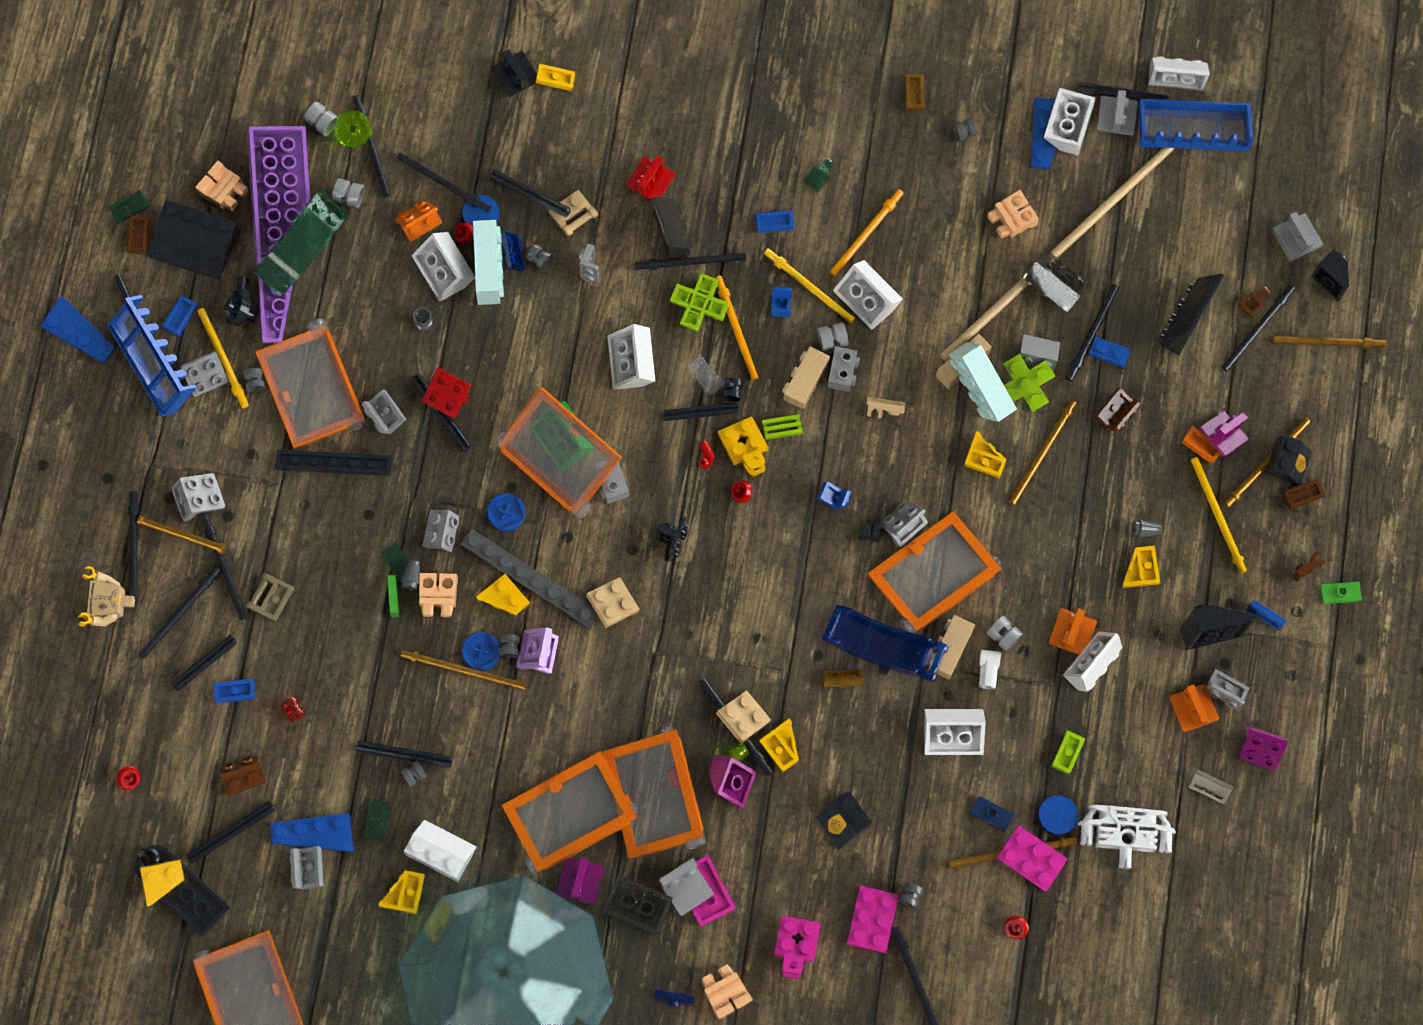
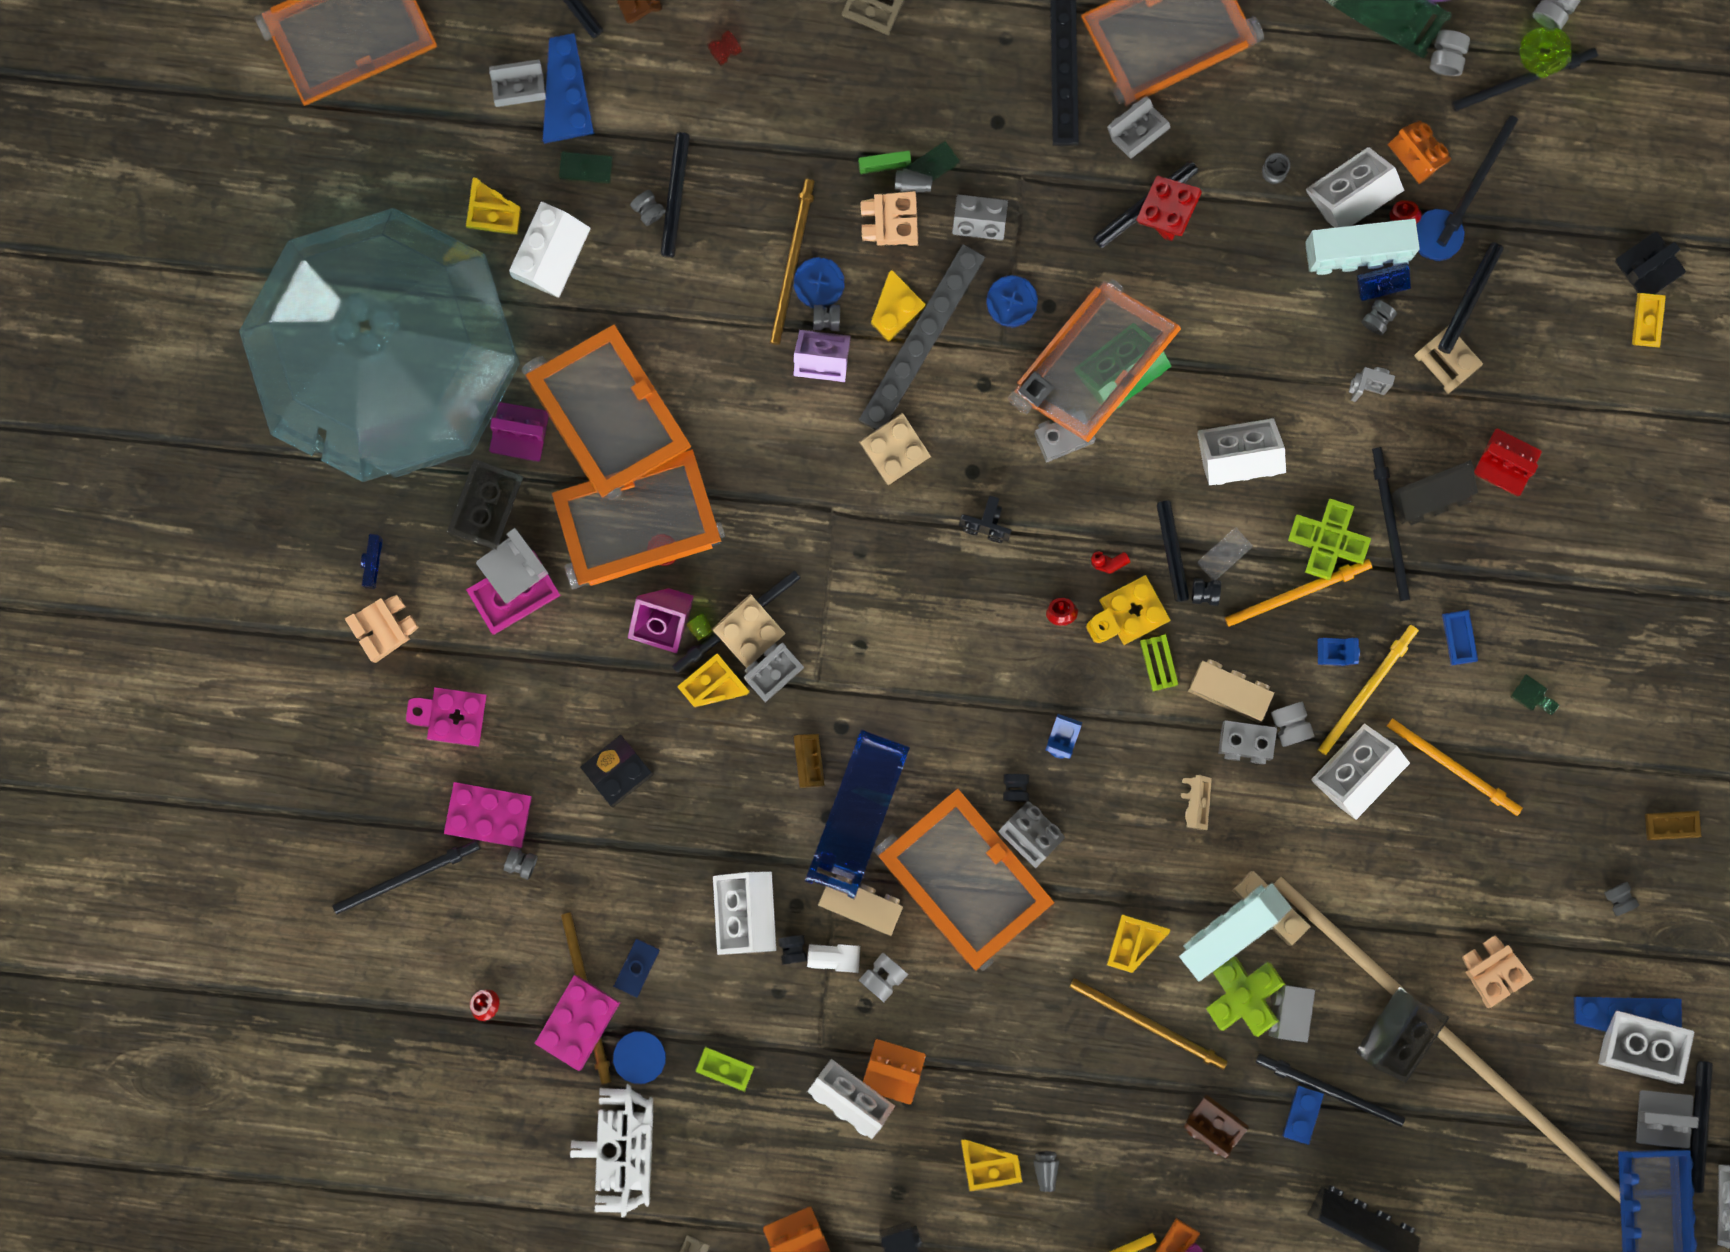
camera: 90 degrees right, 10 degrees up
(576, 496) = (1035, 389): none -> dark grey slope
(775, 700) = (773, 671): none -> light grey bracket
(982, 697) = (793, 949): none -> black wheel

